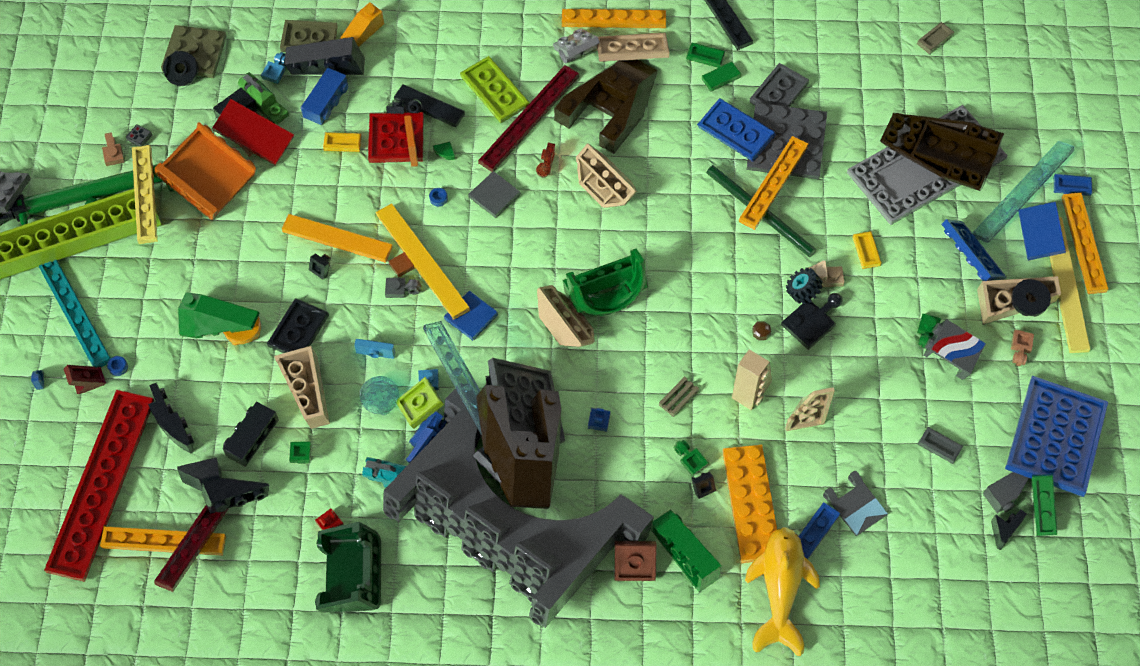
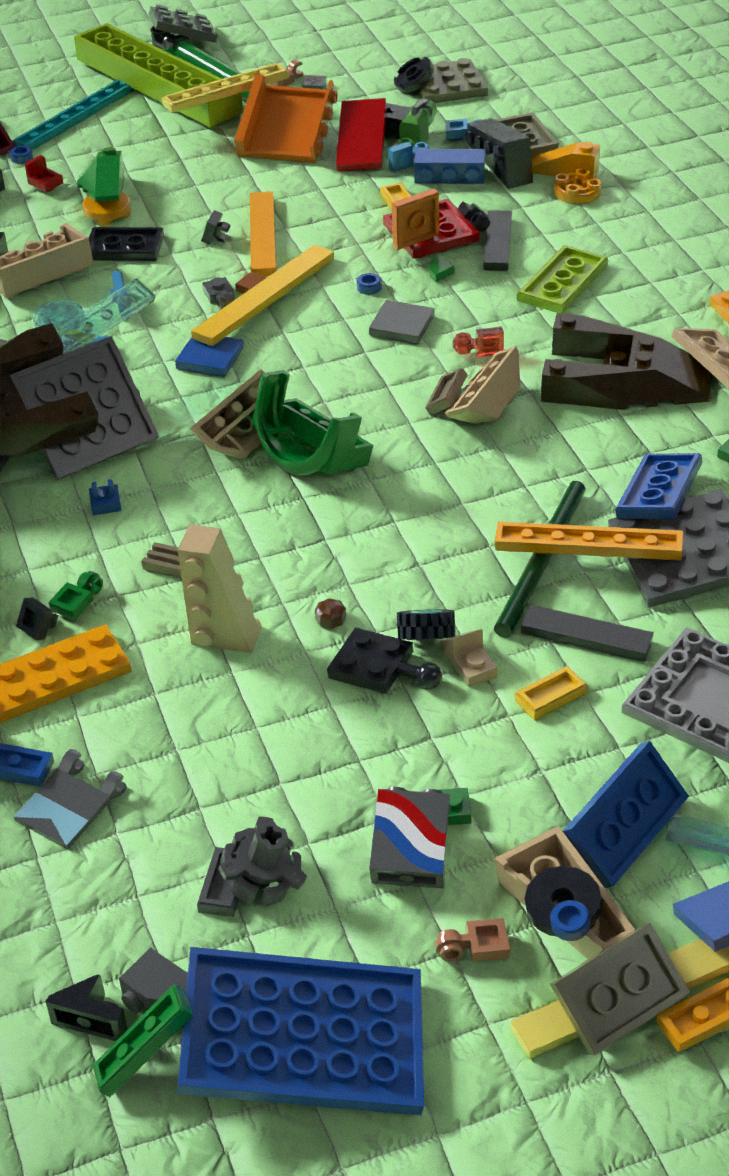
camera: 70 degrees right, 20 degrees down
(173, 357) = (40, 176): none -> red bracket
(293, 106) = (402, 155): none -> dark azure plate
(391, 36) = (577, 187): none -> light orange tile
(528, 118) = (525, 313): dark red tile -> none
(575, 45) = (680, 312): light grey plate -> none
(588, 198) = (446, 391): none -> dark tan tile
(811, 410) = (198, 679): tan wedge -> none
(829, 215) = (587, 632): none -> black tile
(946, 419) = (261, 860): none -> dark grey piece
(1049, 298) = (570, 920): none -> blue tile
(1079, 297) = (619, 988): none -> olive plate

